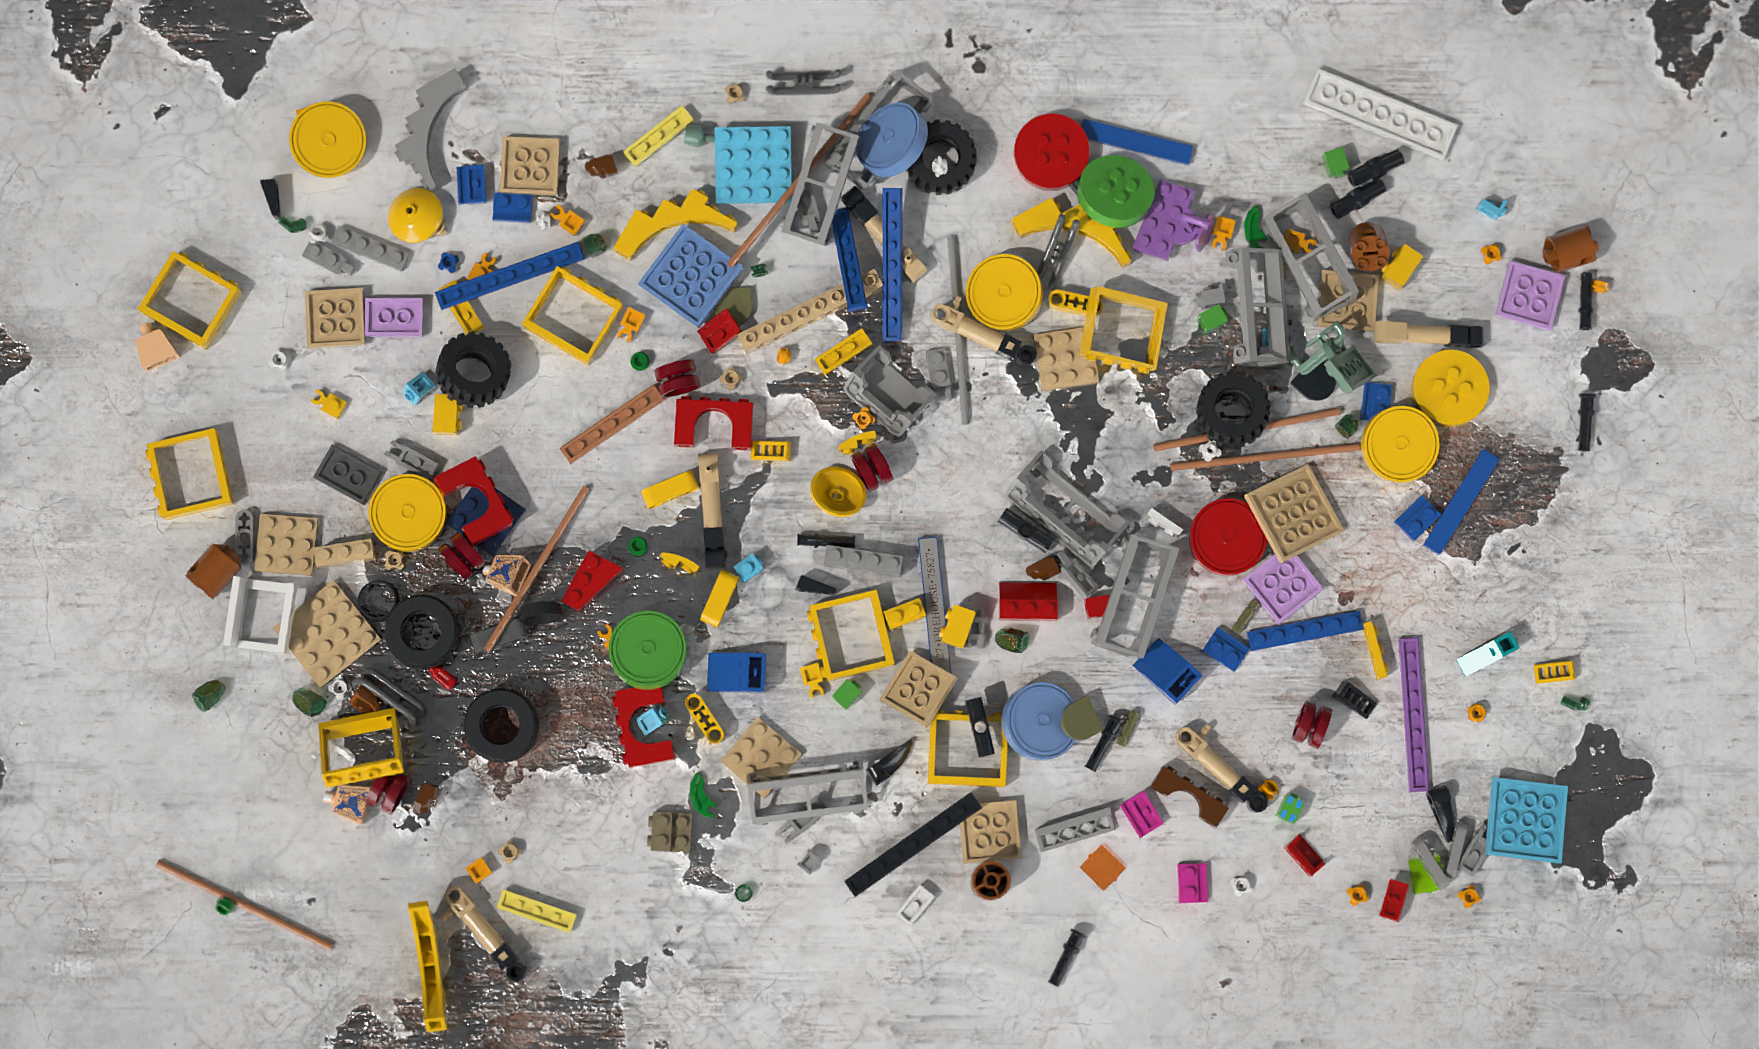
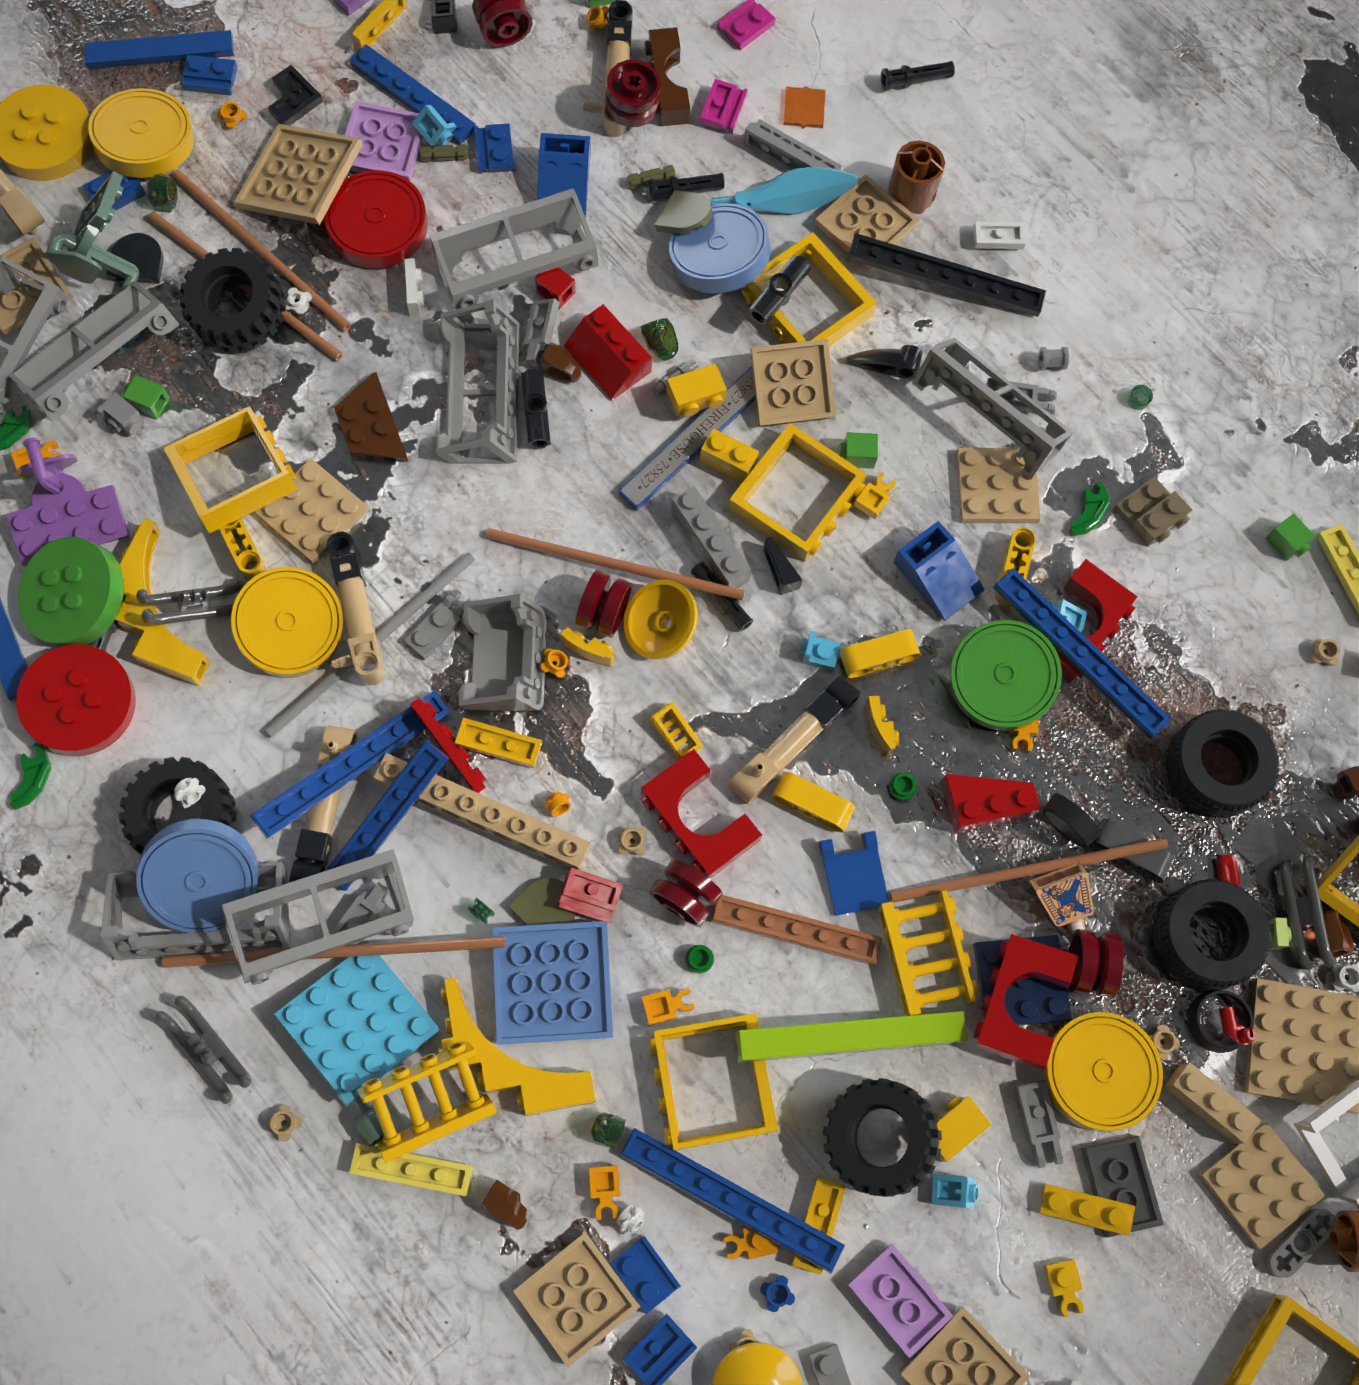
camera: 130 degrees left, 10 degrees down
(353, 445) = (1087, 1209): none -> yellow plate
(367, 597) = (1233, 1030): none -> red arm
(391, 672) = (1279, 933): none -> yellowish green plate
(533, 399) = (850, 1036): none -> lime tile
(541, 458) = (907, 973): none -> yellow fence
(587, 895) = (1290, 537): none -> bright green brick
(612, 478) = (854, 877): none -> blue flag
(624, 703) = (1082, 653): none -> blue tile
(667, 161) = (448, 1119): none -> yellow fence
(867, 322) = (442, 736): none -> red plate
(893, 496) = (616, 564): none -> nougat piece
(1025, 101) = (34, 780): none -> green piece
(1046, 796) = (794, 191): none -> medium azure animal
(1096, 431) = (369, 423): none -> reddish brown wing
(1195, 751) = (632, 93): none -> dark red wheel
(1263, 617) = (433, 126): none -> medium azure bracket
(1354, 559) = (298, 96): none -> black plate
(1380, 510) = (229, 109): none -> light orange plate

